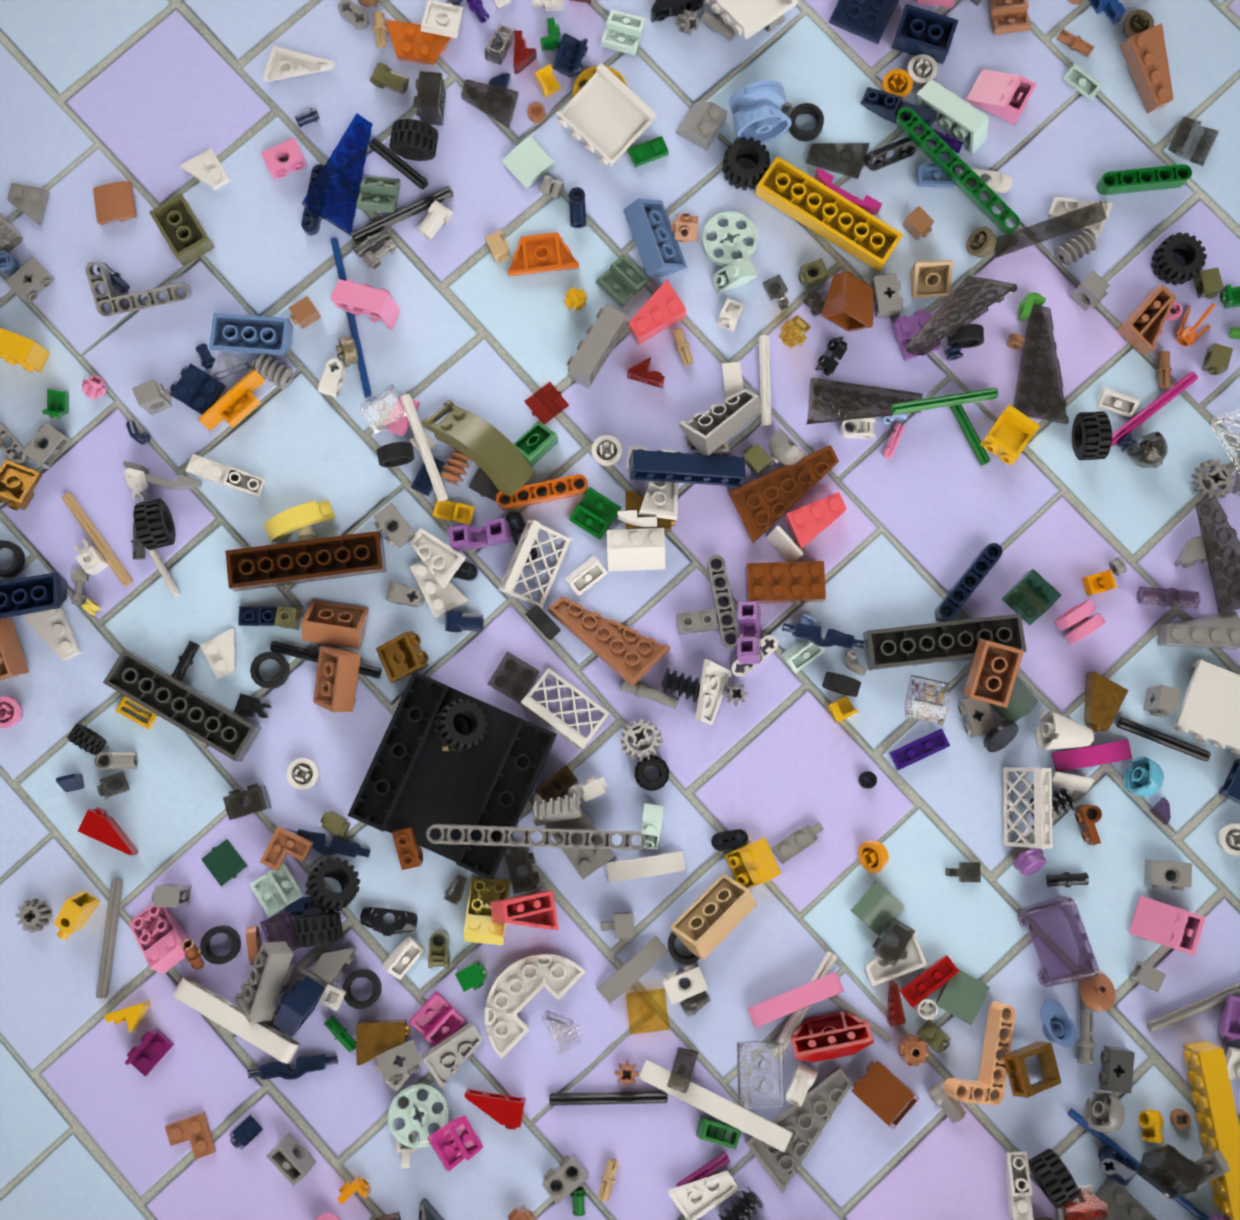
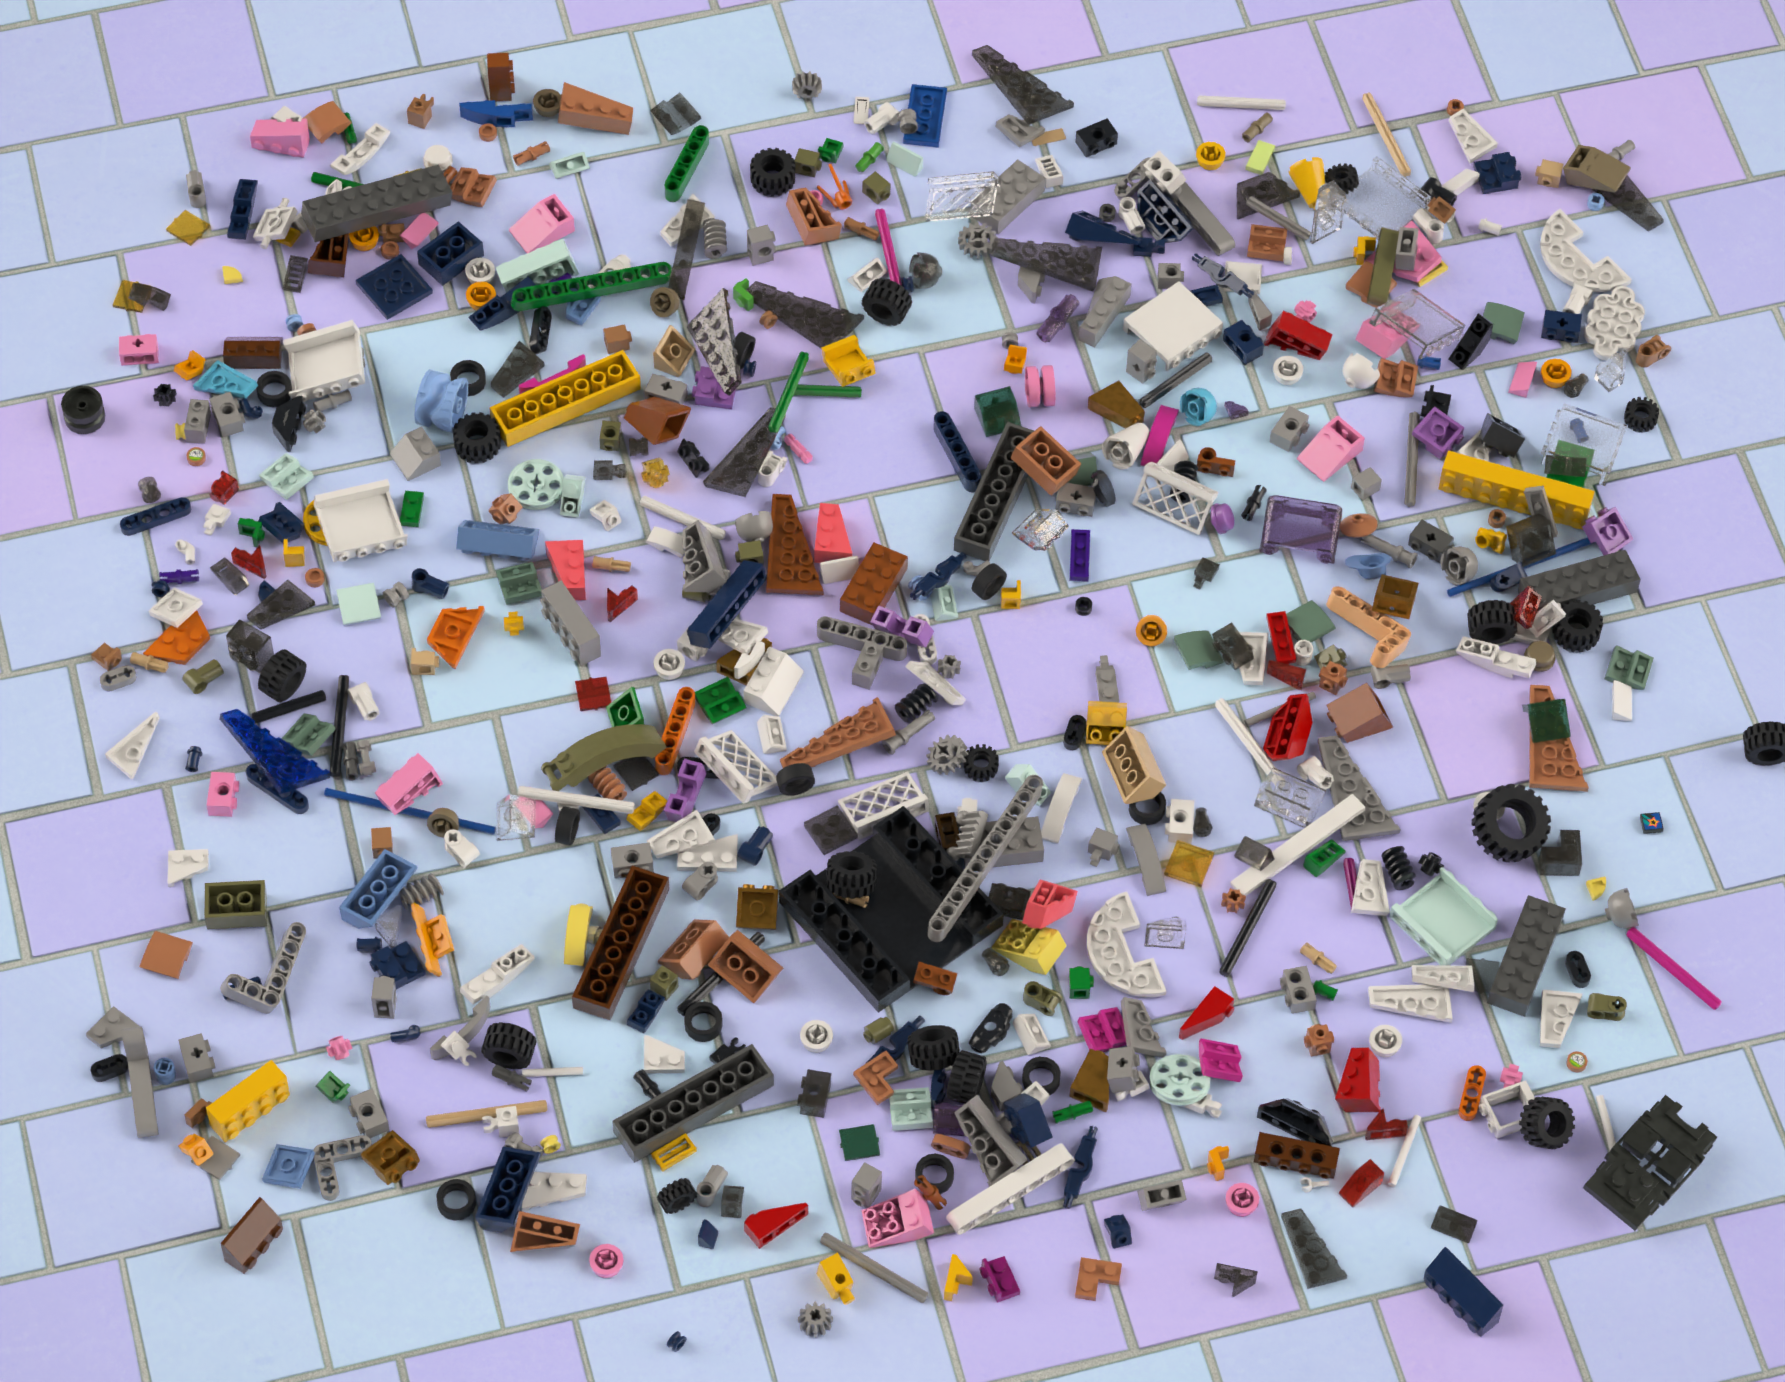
camera: 65 degrees left, 25 degrees down
(795, 1000) = (1241, 741): bright pink beam -> none

